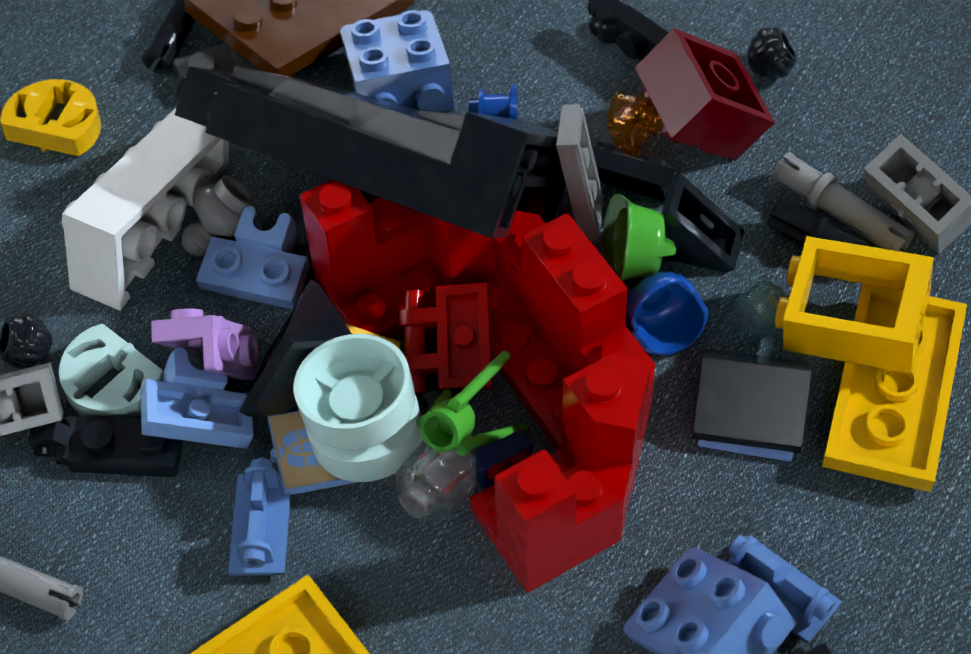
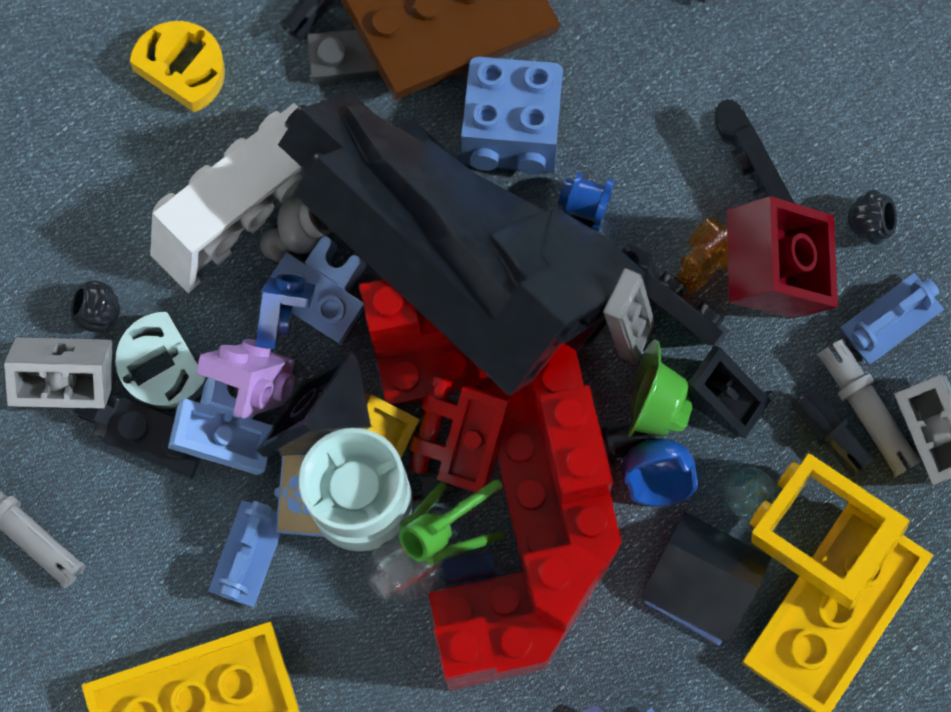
camera: 20 degrees right, 20 degrees up
(220, 286) = (274, 315): none -> blue bracket
(830, 126) = (893, 318): none -> medium blue hinge

